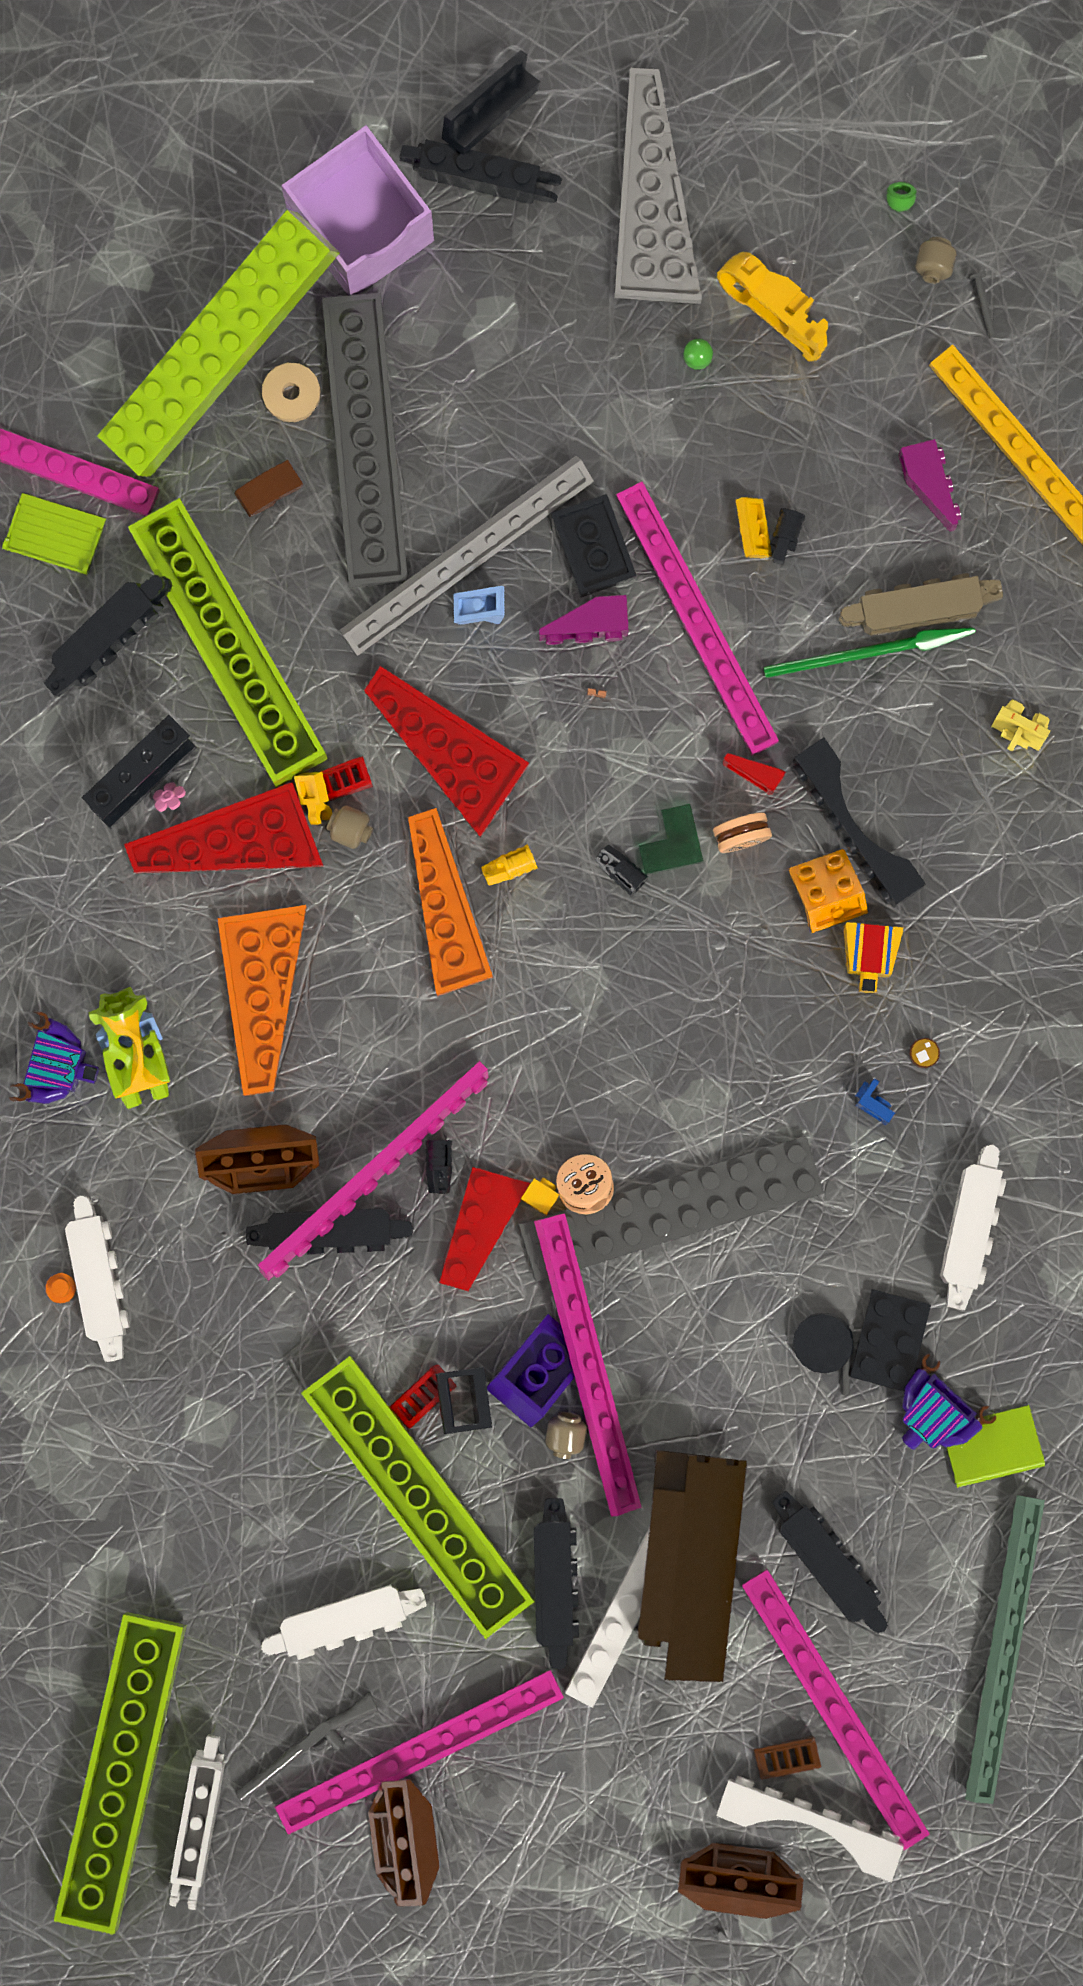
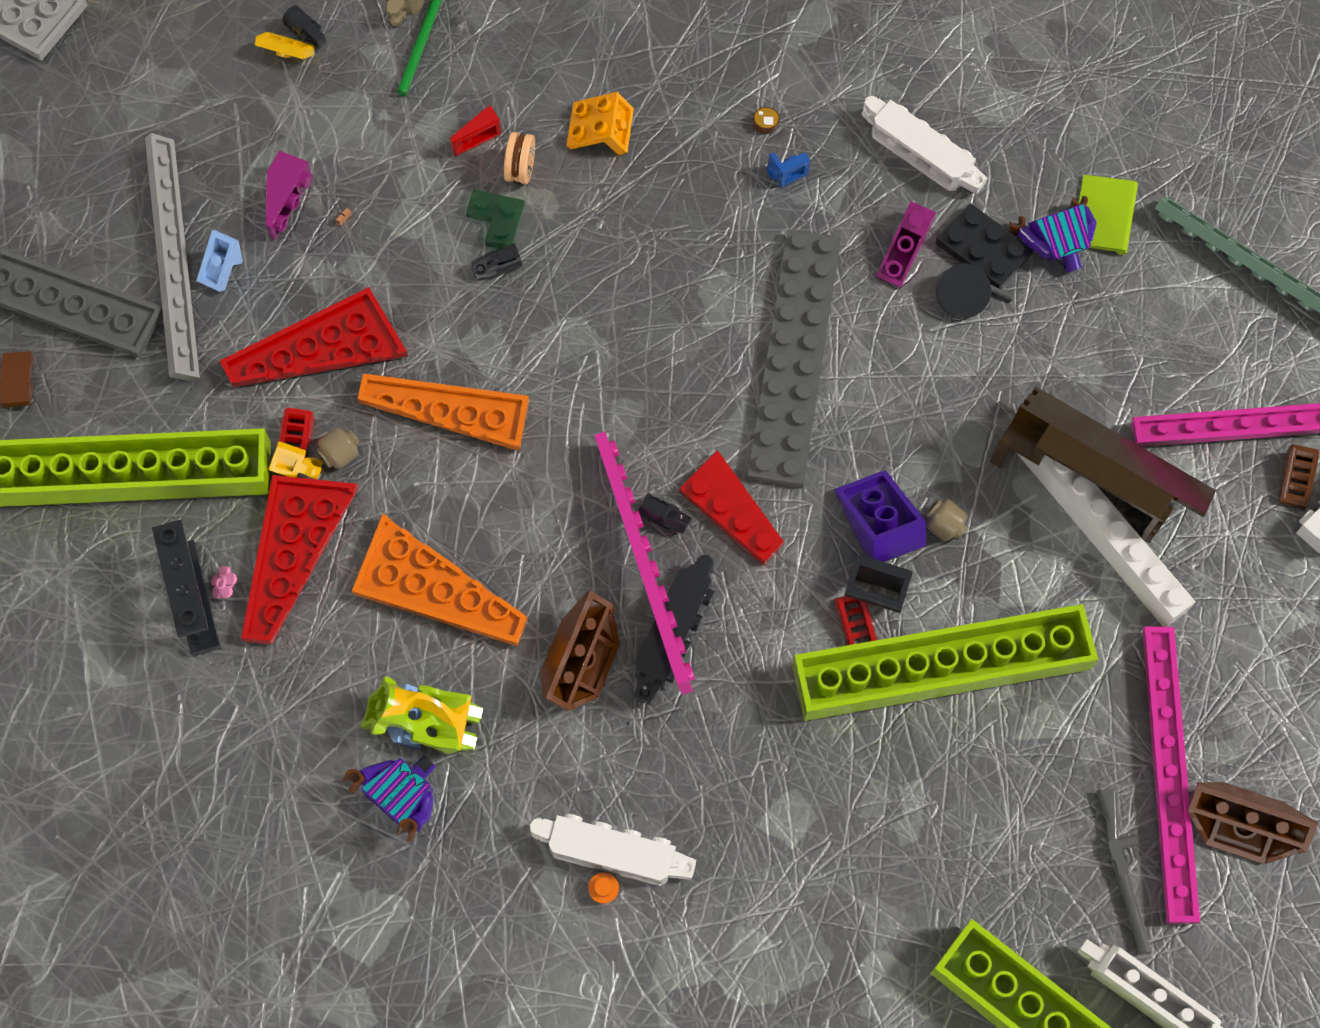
camera: 65 degrees left, 15 degrees down
(106, 633) = (50, 558): black hinge -> none
(344, 1619) = (1024, 781): white hinge -> none
(509, 866) = (444, 341): yellow hinge -> none
(541, 1195) = (733, 445): yellow plate -> none
(554, 1582) = (1064, 586): black hinge -> none
(585, 1184) = (741, 404): light nougat head -> none
(588, 1364) = (895, 472): dark pink plate -> none
(593, 545) = (224, 162): black plate -> none
(697, 618) = (329, 116): dark pink plate -> none
(698, 354) = (124, 24): bright green piece -> none
(828, 1564) = (1148, 370): black hinge -> none
(850, 1262) = (906, 244): none -> magenta slope
(871, 952) = (666, 116): torso -> none
(892, 873) = (507, 86): black arch -> none

